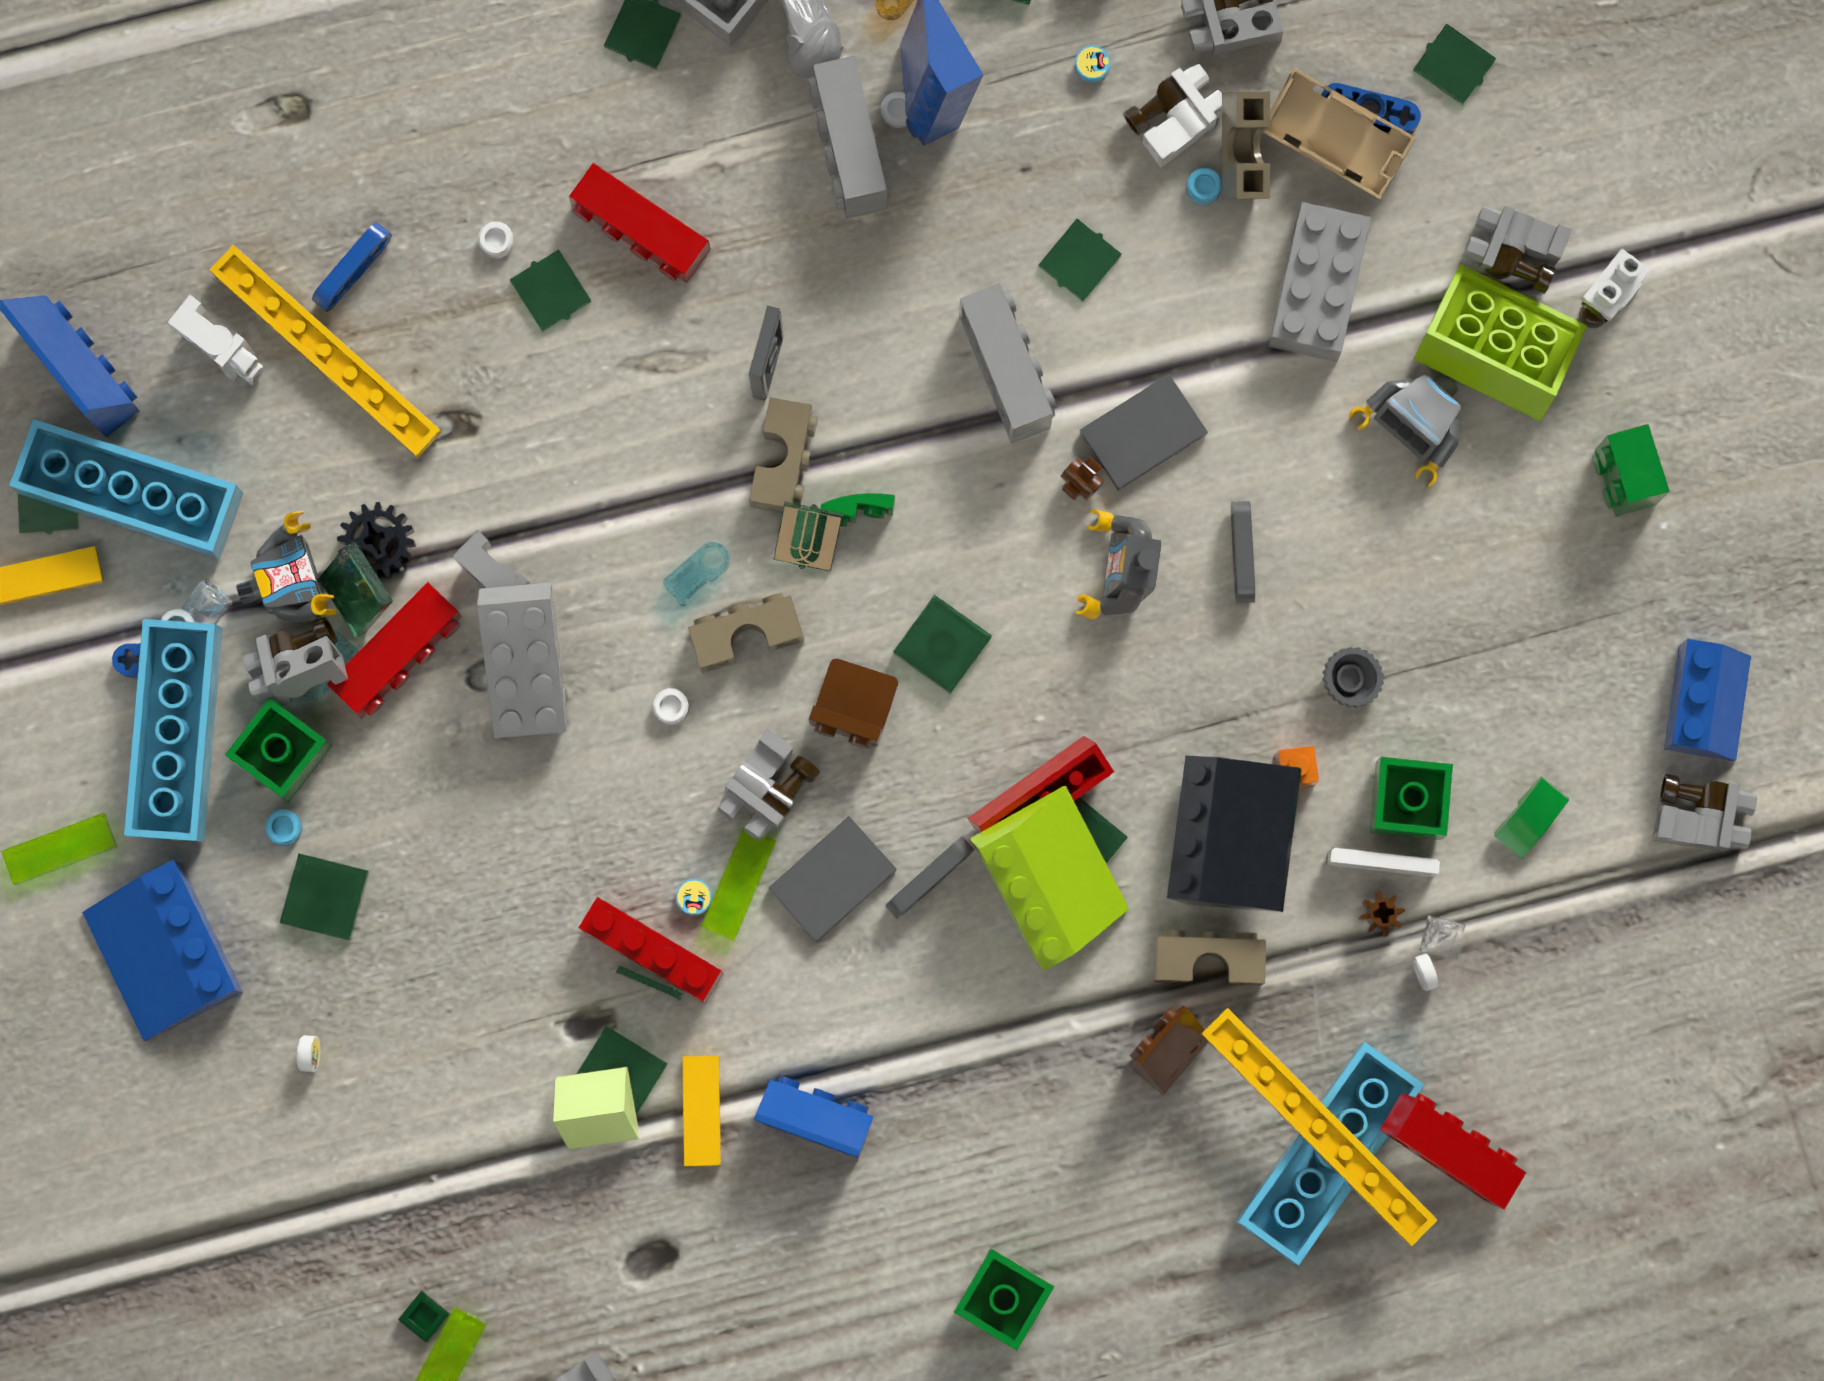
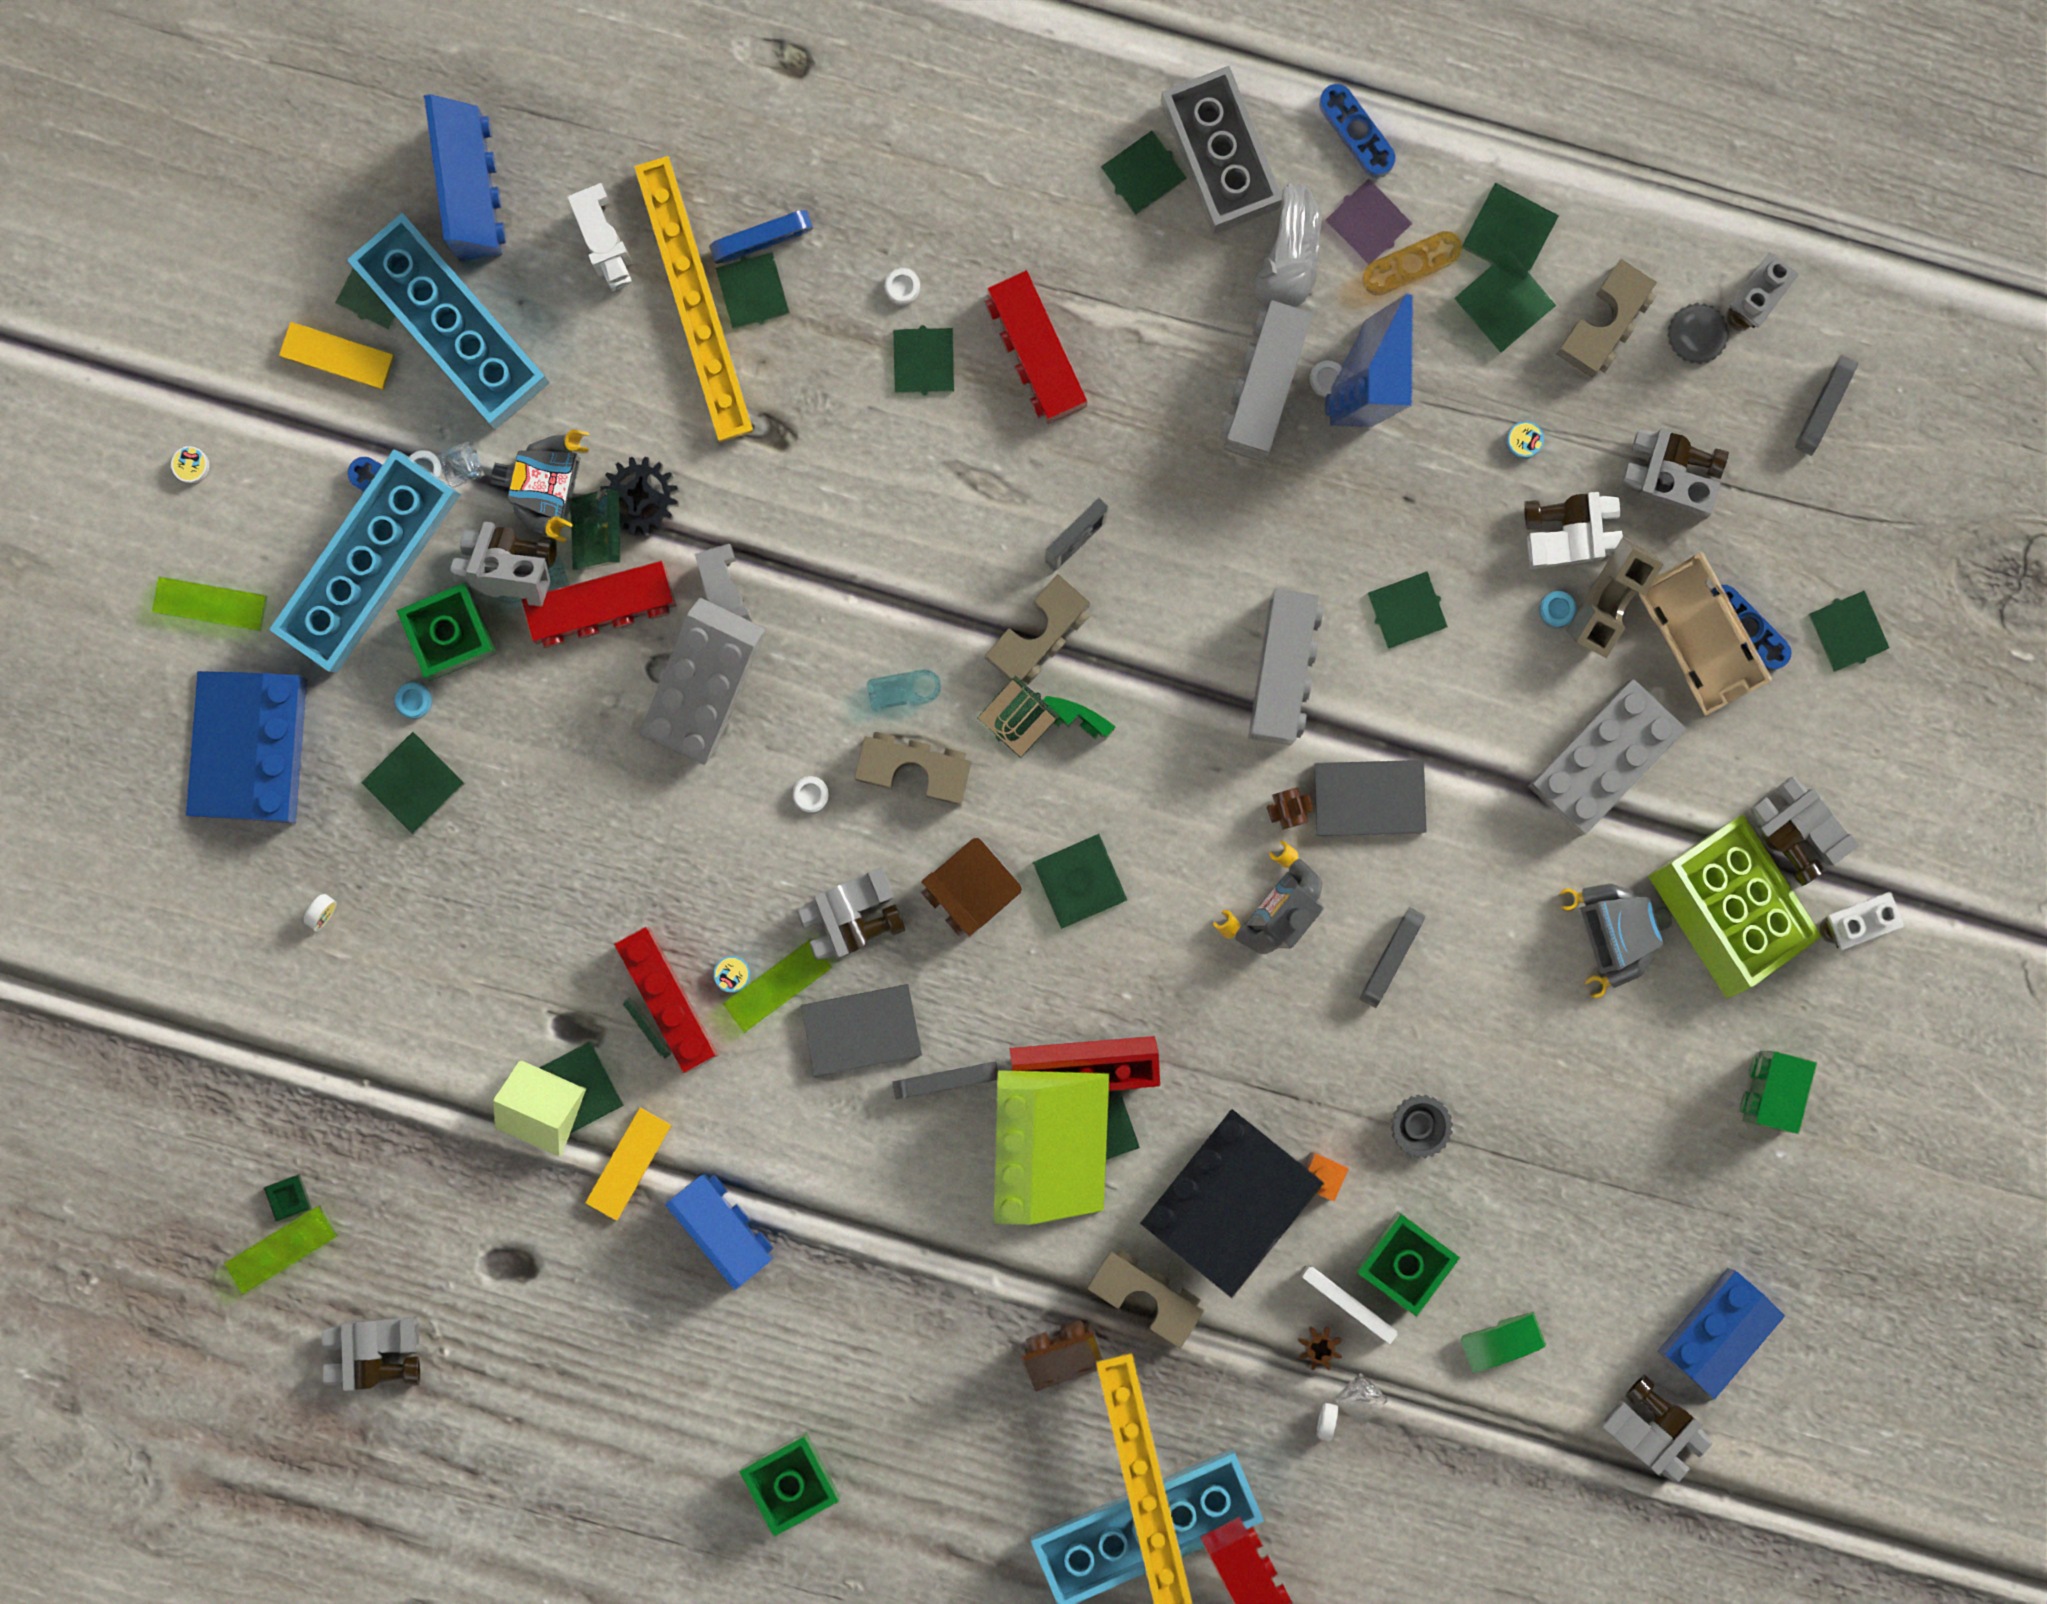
camera: 30 degrees right, 5 degrees up
(370, 316) = (752, 290): none -> clear green piece

